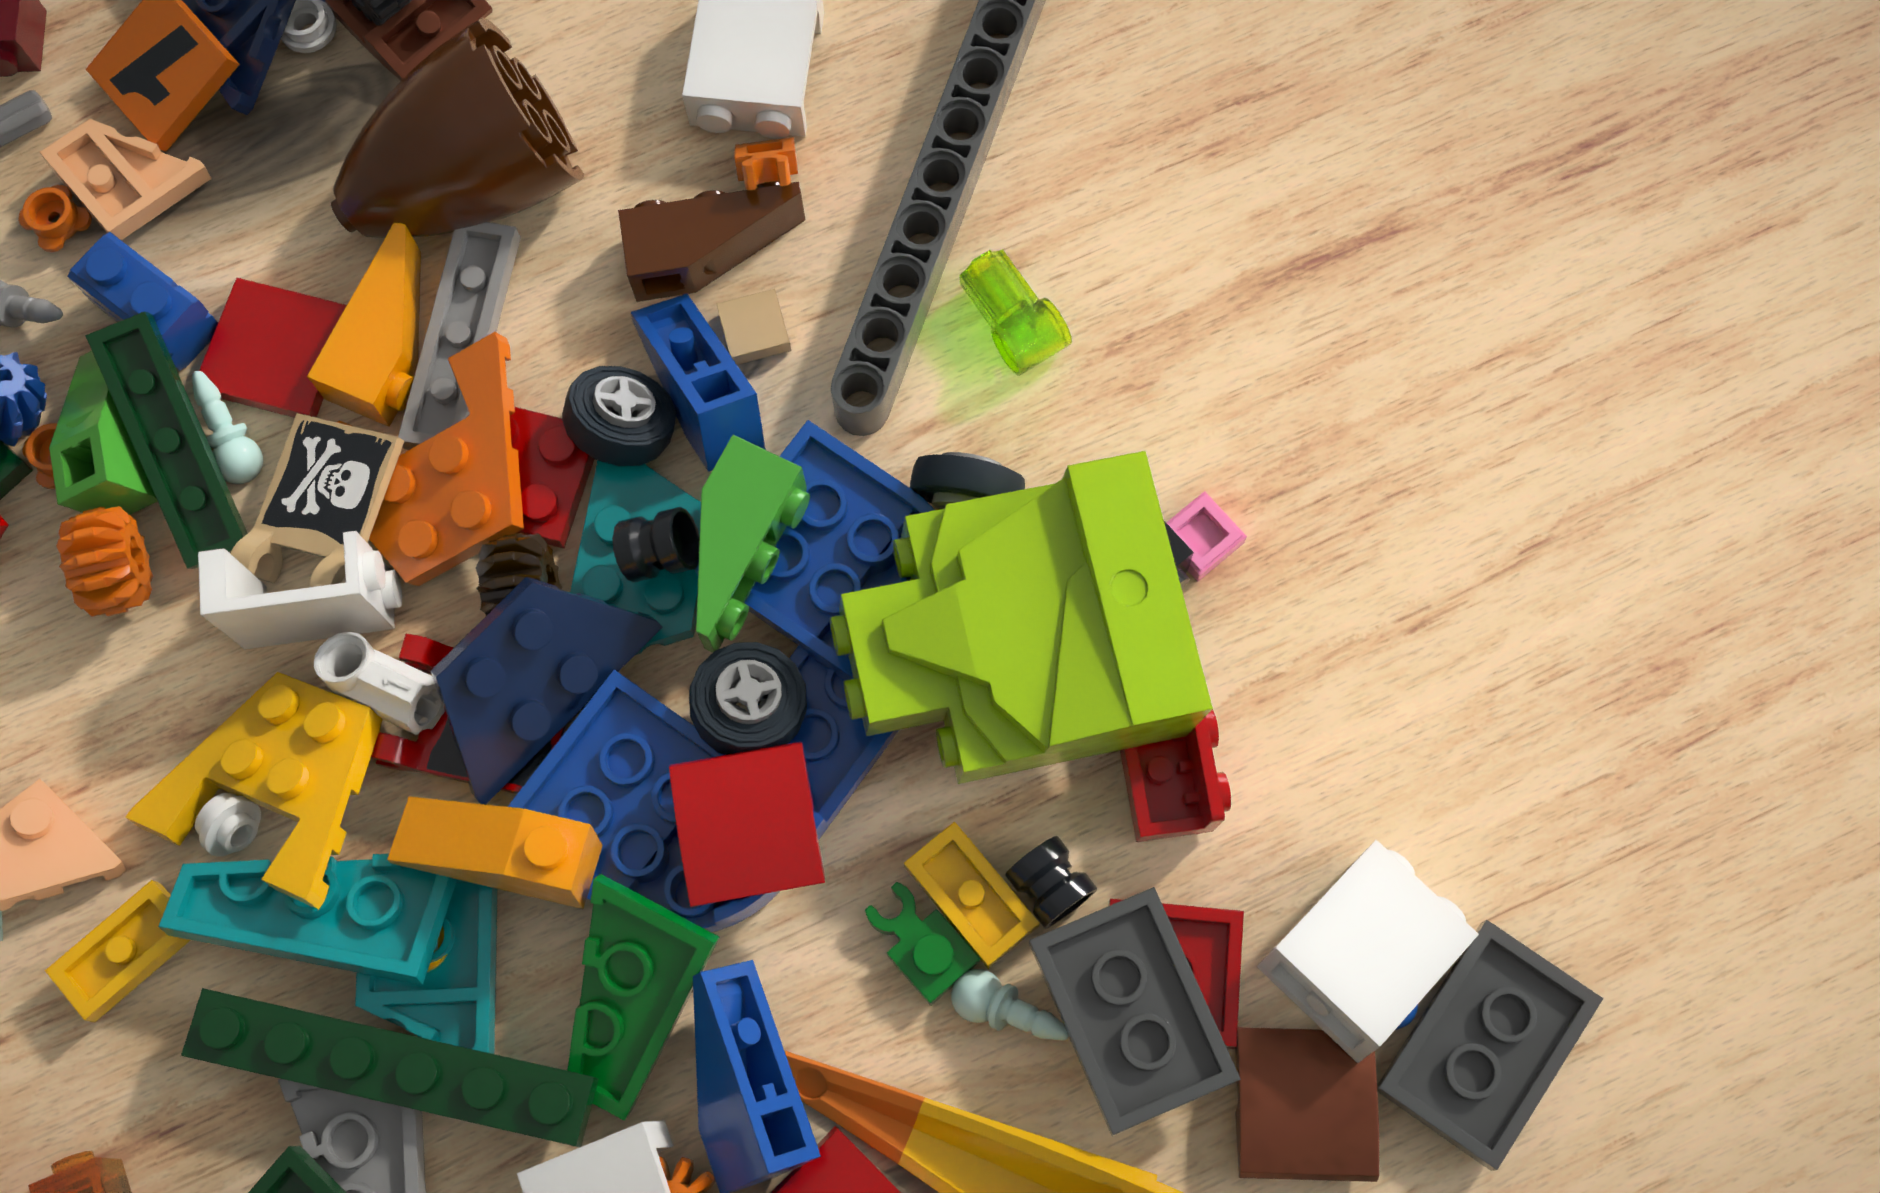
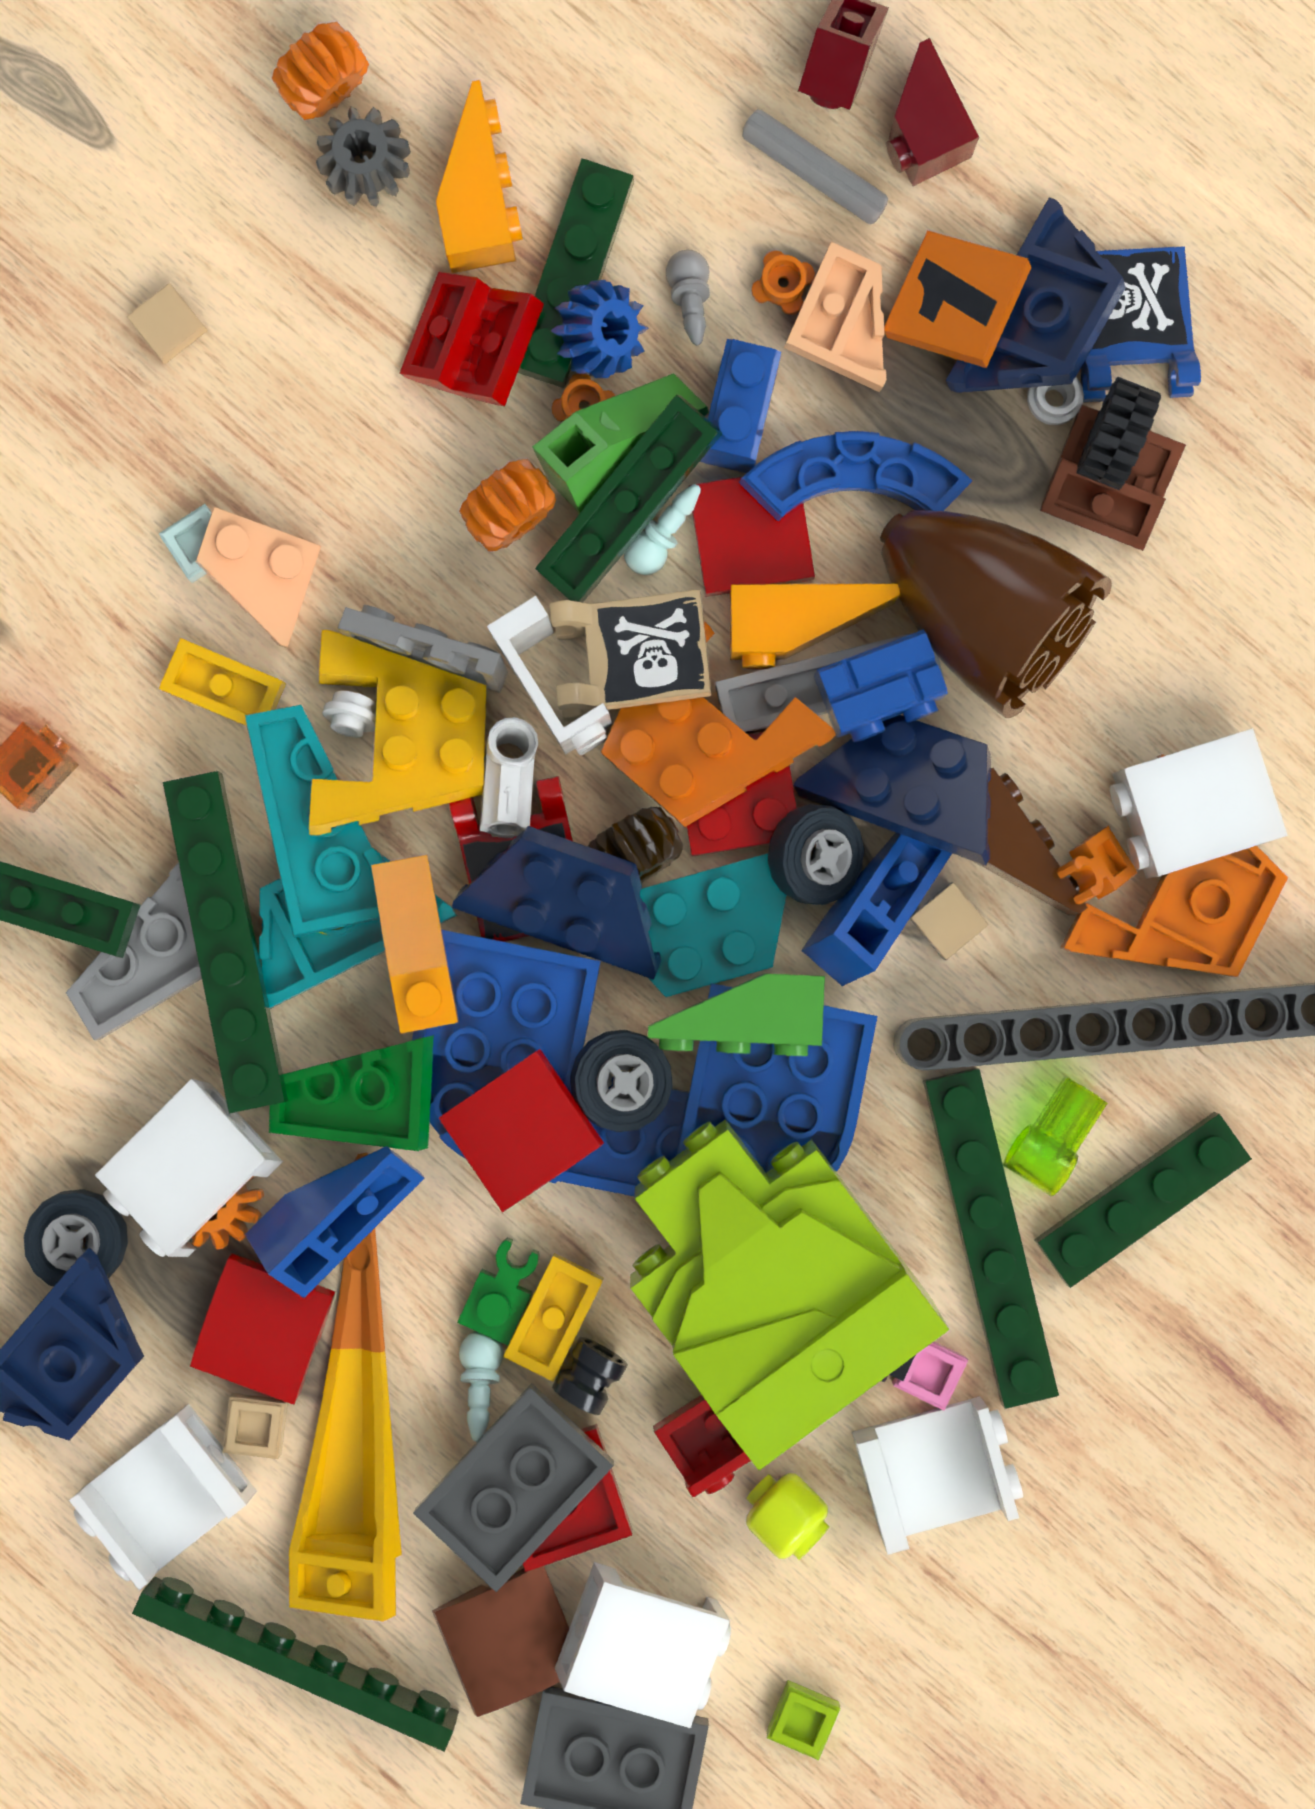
camera: 70 degrees right, 15 degrees up
(208, 695) = (425, 645): none -> light grey wing
(259, 226) = (854, 464): none -> blue tile
(482, 275) = (881, 685): none -> blue brick
(595, 293) = (911, 783): none -> dark blue wing
(648, 546) = (714, 948): black wheel -> none
(864, 102) = (1194, 920): none -> orange wing
(961, 477) = (880, 1170): black wheel -> none
(1089, 419) = (990, 1238): none -> dark green plate
(1116, 265) = (1142, 1199): none -> dark green plate
(1290, 739) = (786, 1515): none -> neon yellow head
(1307, 569) = (936, 1470): none -> white panel
(1521, 822) = (803, 1720): none -> lime tile

